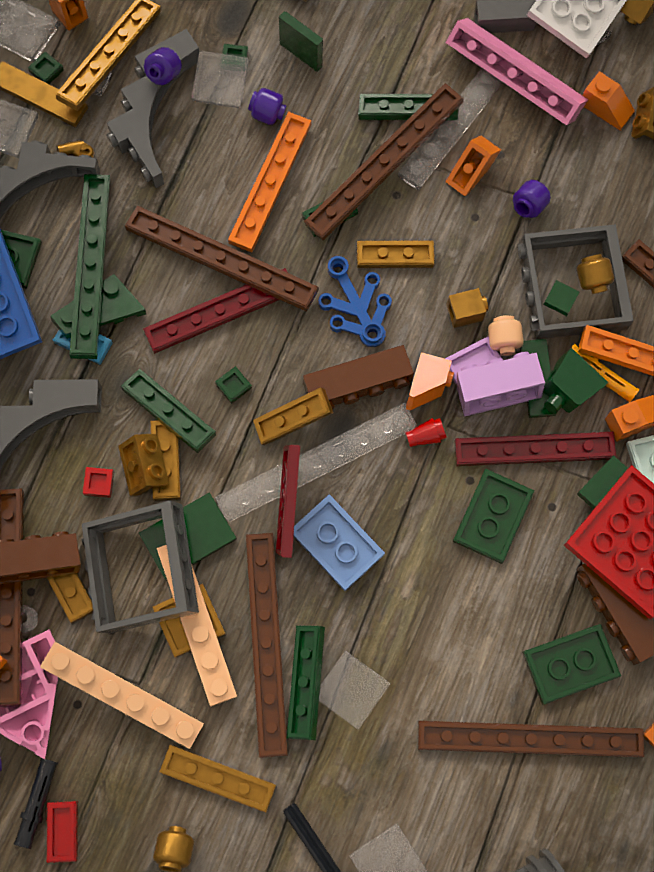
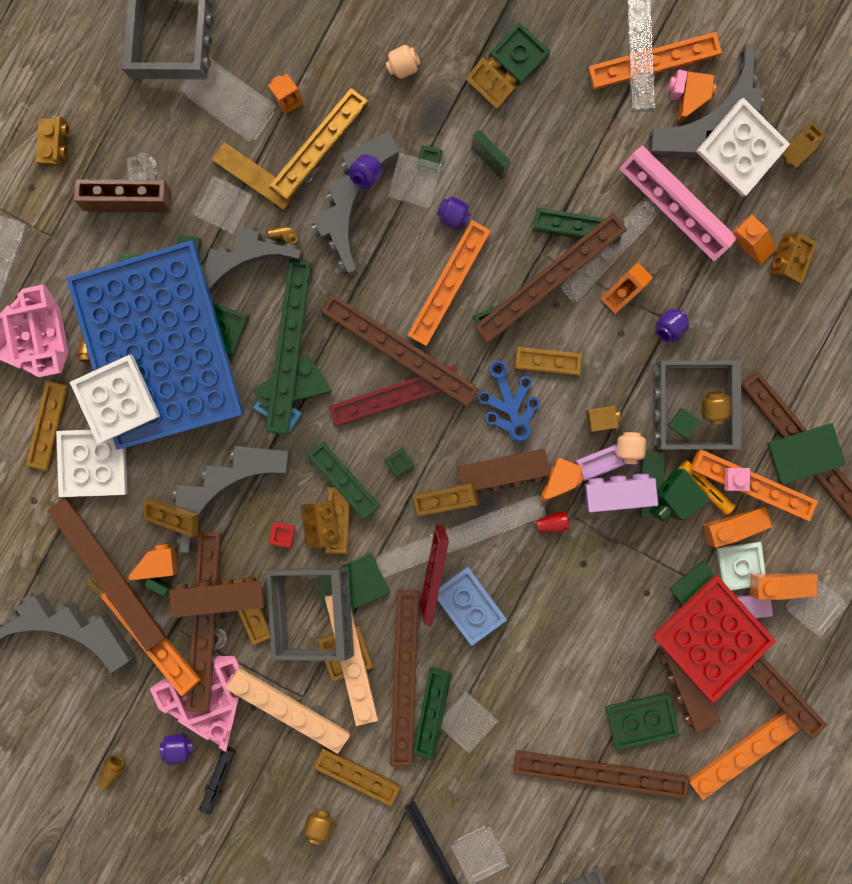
camera: 10 degrees right, 15 degrees up
(46, 68) = (262, 152): dark green tile -> none
(62, 831) = (236, 802): red tile -> none
(493, 516) = (598, 596): dark green tile -> none
(534, 448) = (640, 544): dark red tile -> none
(634, 353) = (737, 479): none -> bright pink plate

